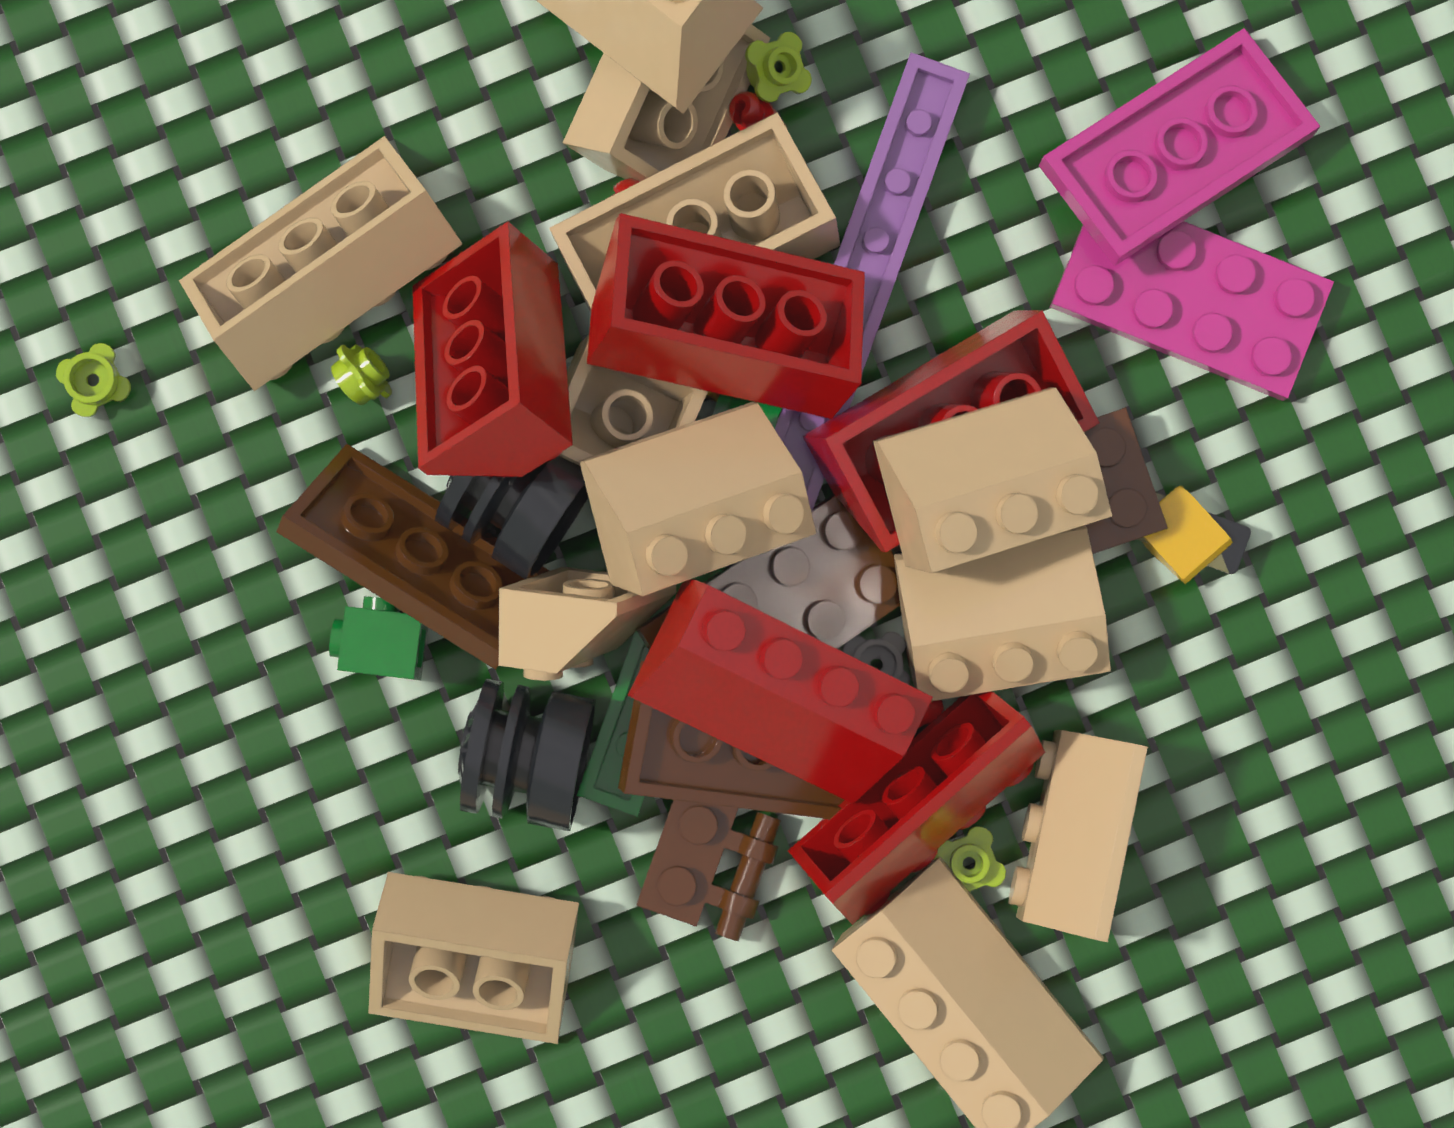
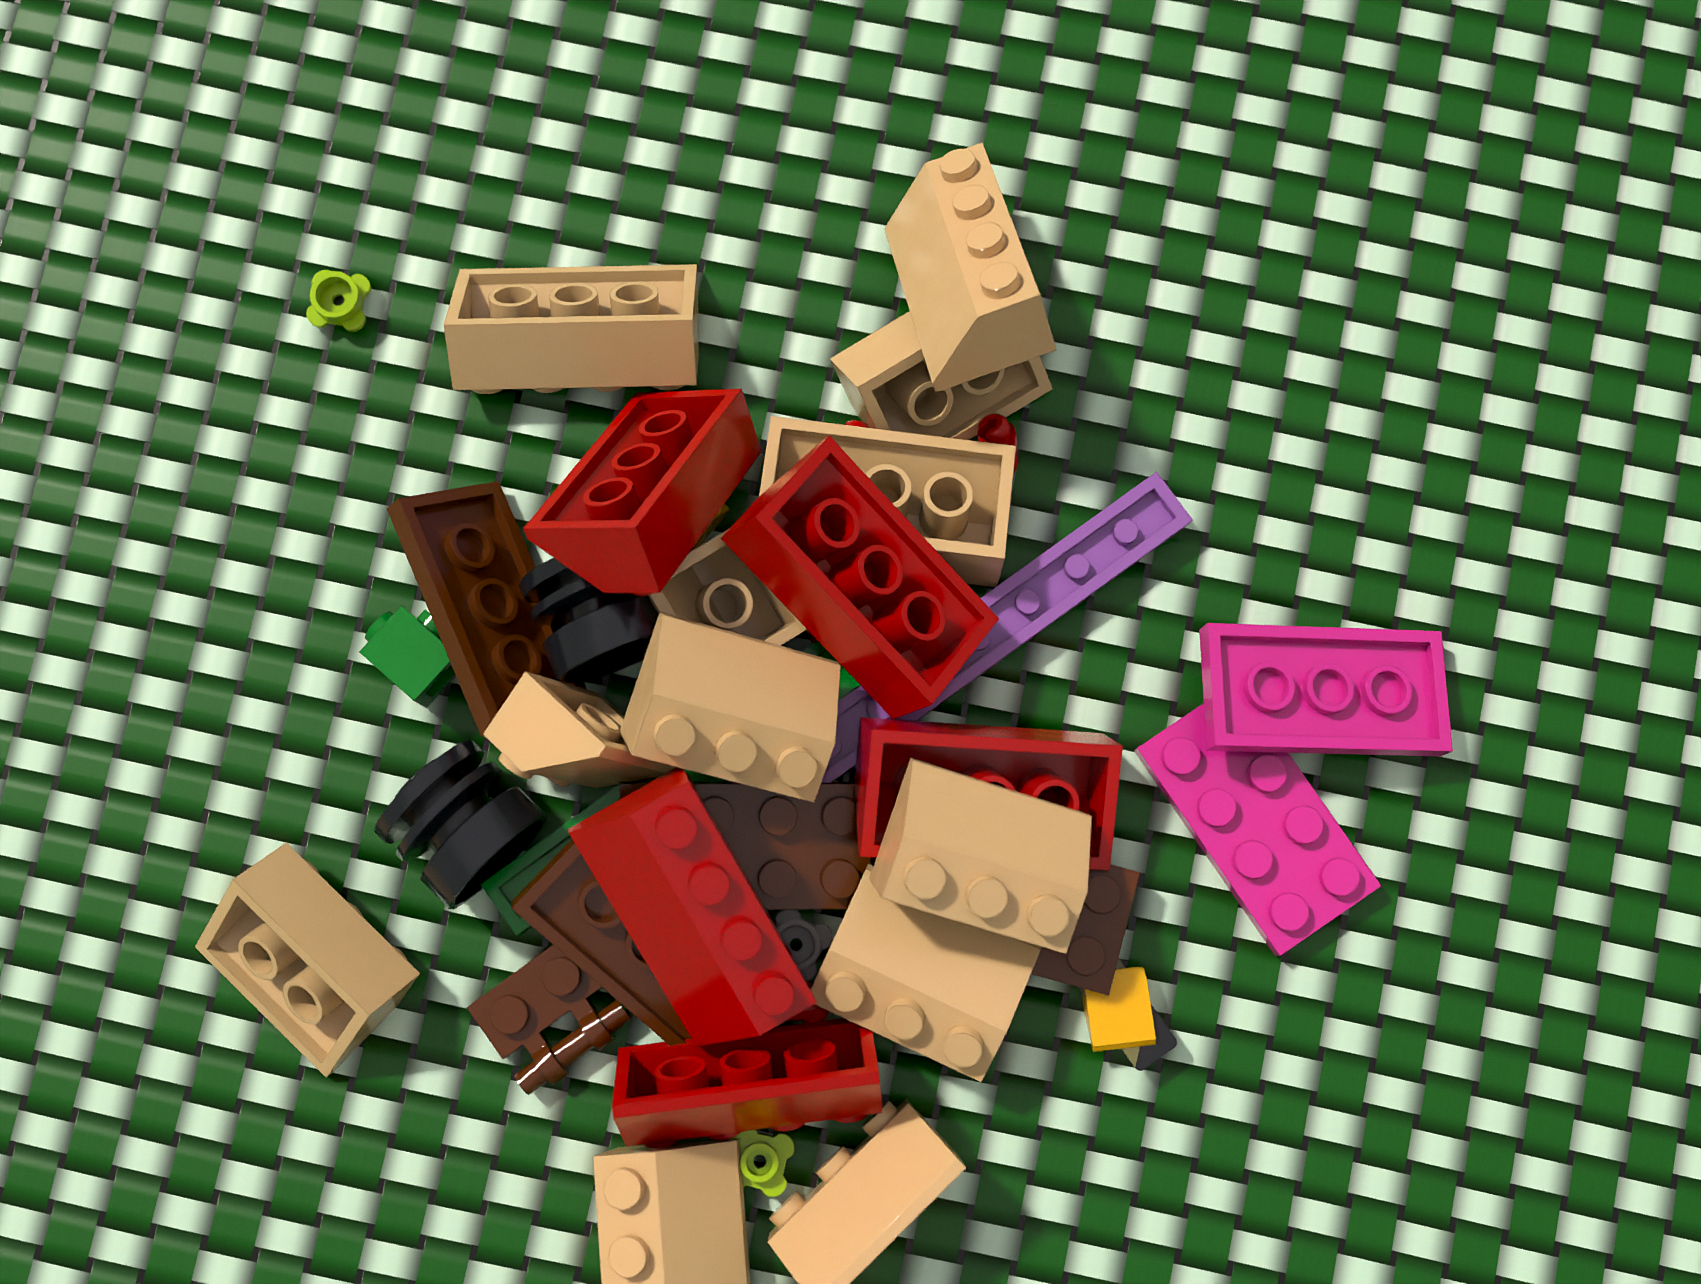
camera: 30 degrees right, 5 degrees down
(361, 374) = (546, 434): lime plate -> none
(761, 69) = (1025, 412): lime plate -> none

